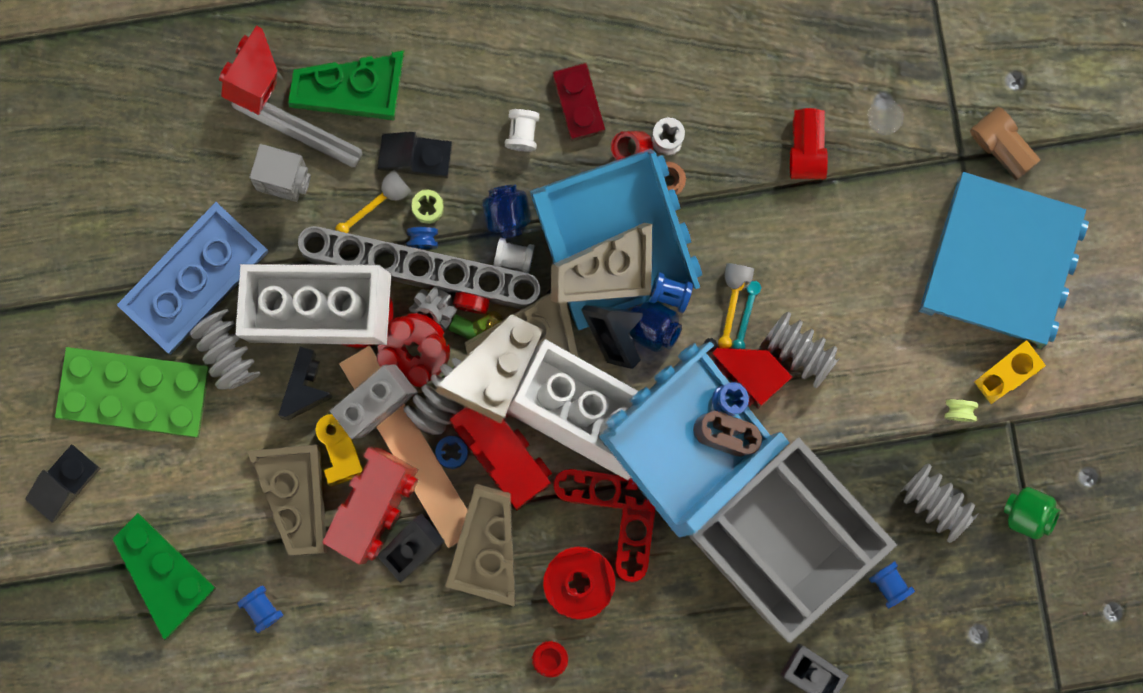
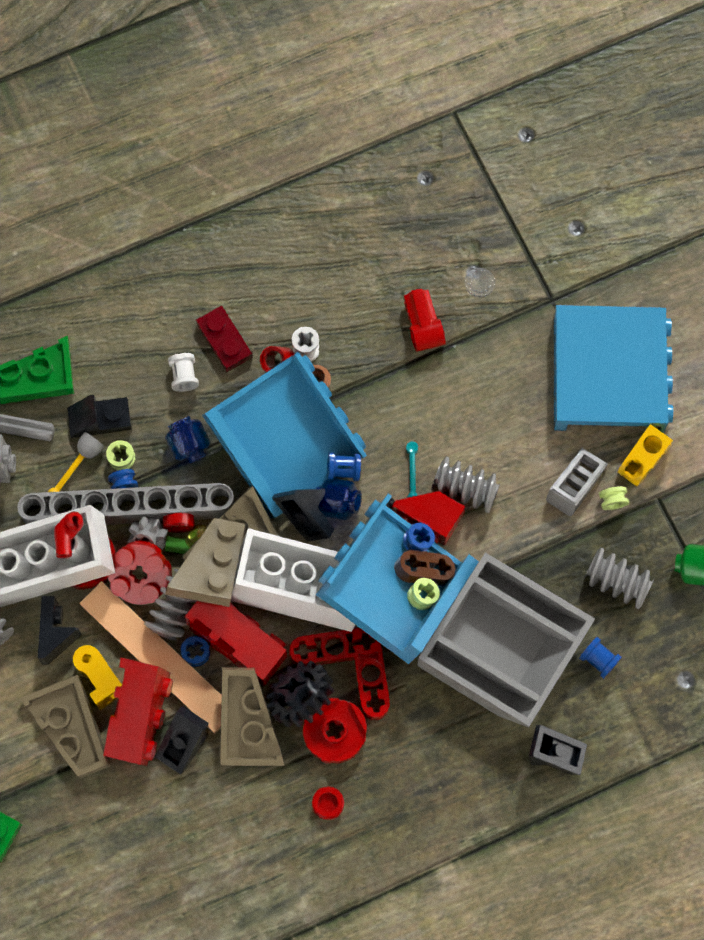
camera: 10 degrees left, 10 degrees down
(260, 609) = (64, 830): blue bush -> none
(344, 289) = (65, 532): none -> red arm
(373, 401) = (116, 623): light grey brick -> none
(514, 256) = (204, 473): white bush -> none
(552, 534) = (300, 694): none -> black gear
(606, 270) = (284, 459): dark tan wing -> none
(727, 458) = (432, 594): none -> yellowish green bush
(738, 279) = (396, 442): hinge -> none
(908, 393) = (565, 497): none -> light grey slope
(999, 136) = (576, 272): medium nougat piece -> none

